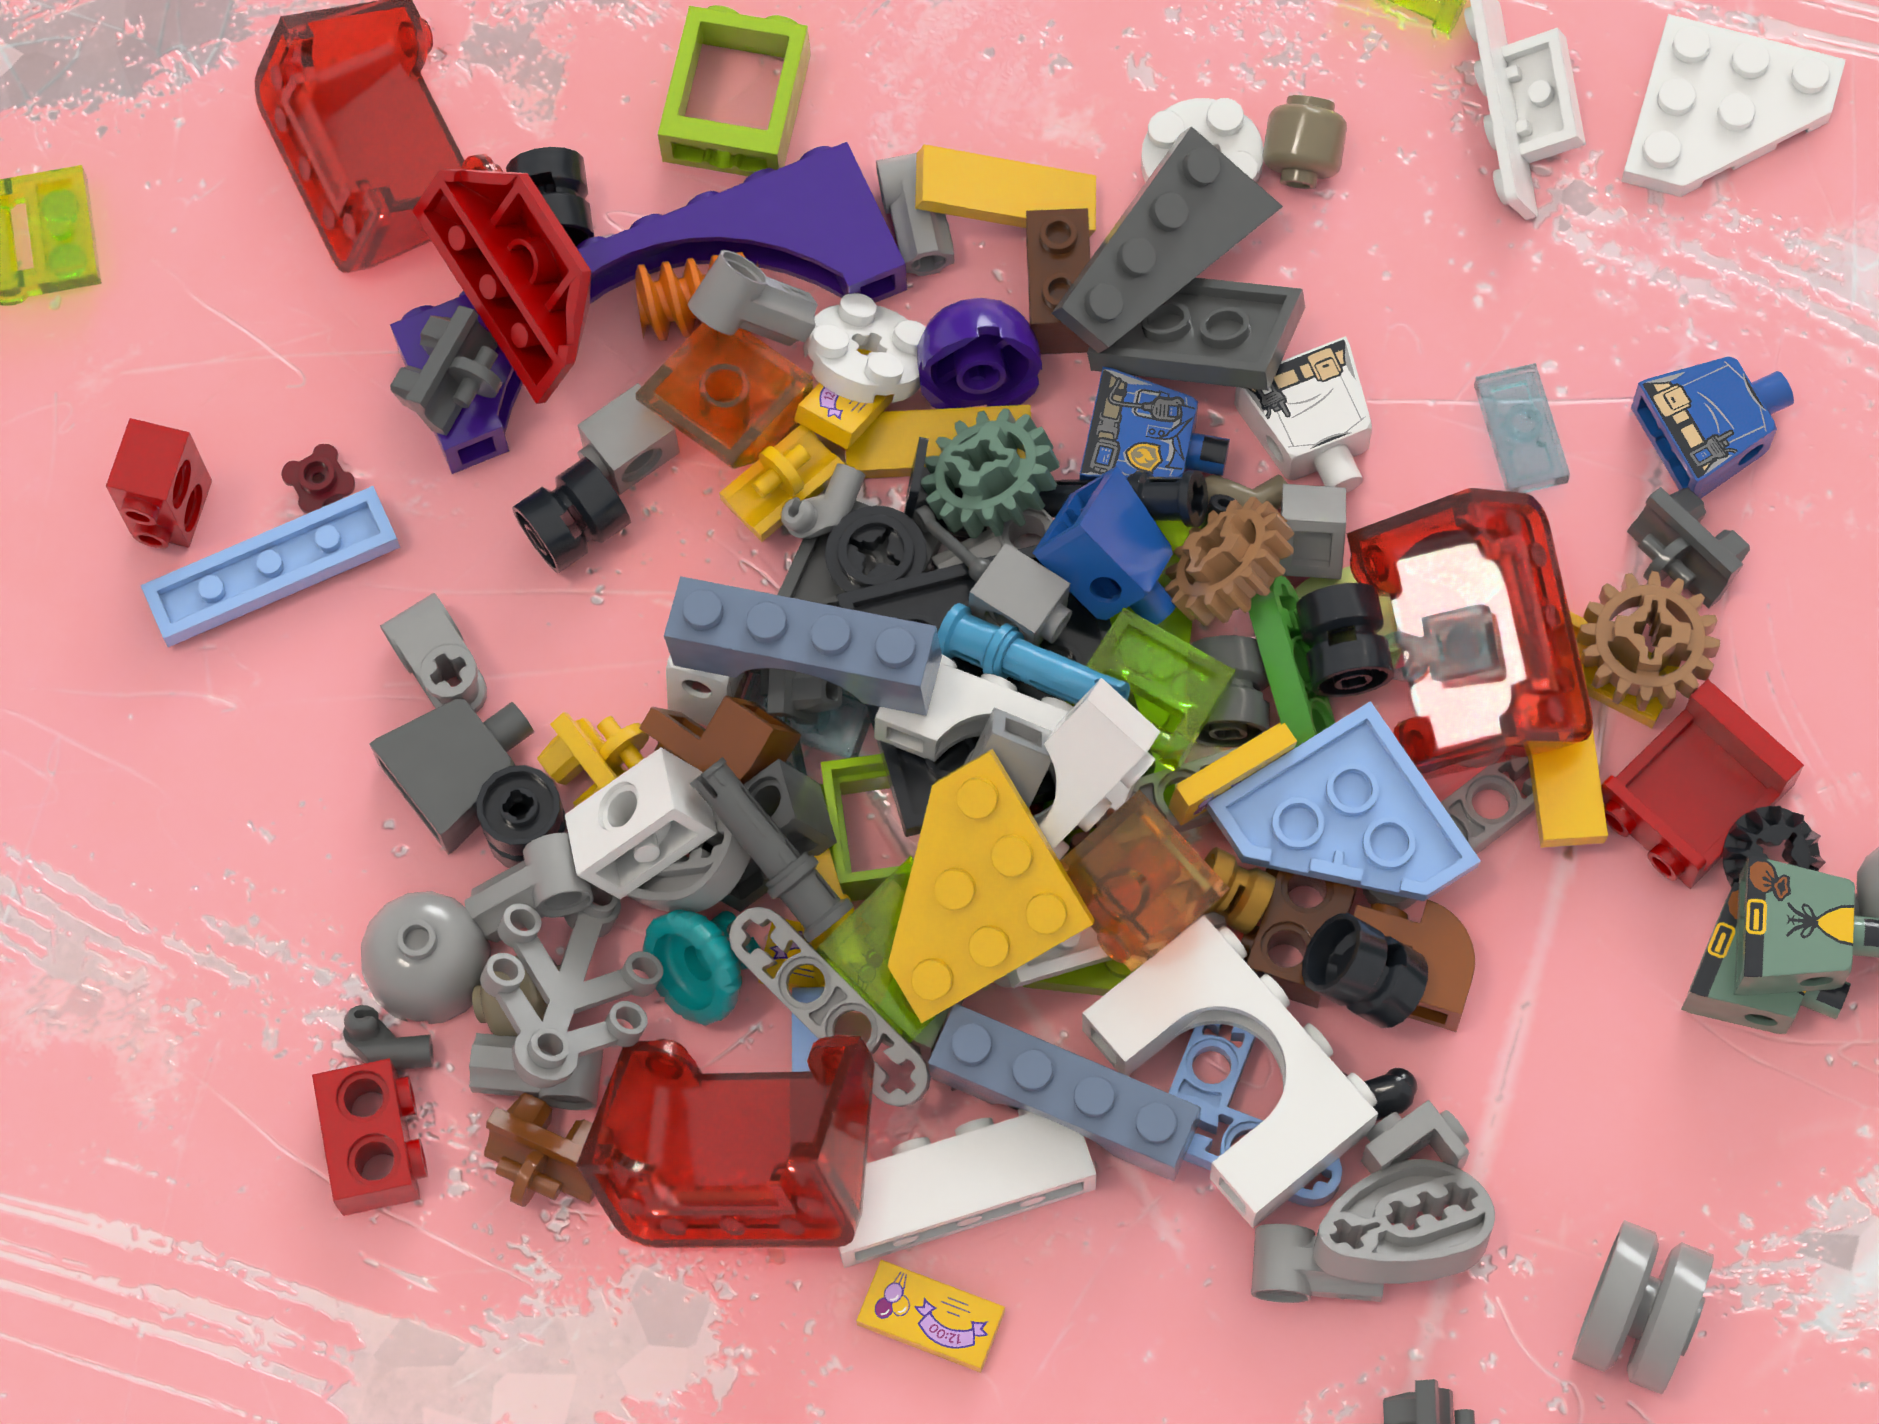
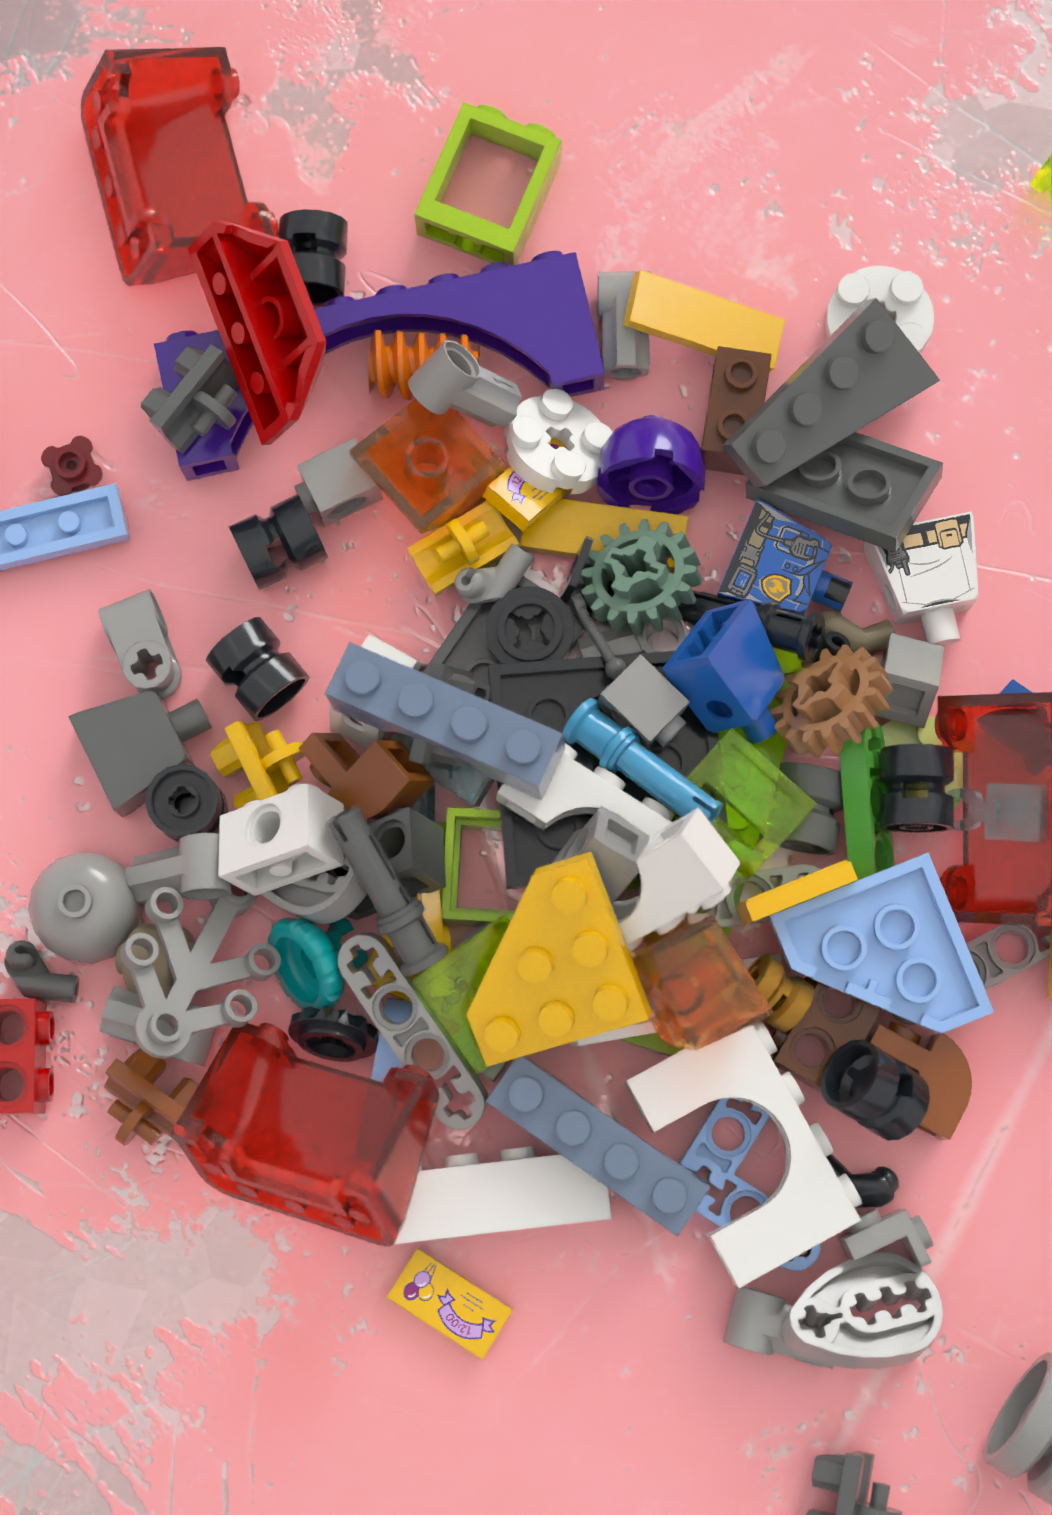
camera: 10 degrees right, 10 degrees up
(566, 650) = (253, 664): none -> black wheel
(757, 1039) = (333, 1034): none -> black gear
(1304, 141) = (971, 323): dark tan head -> none

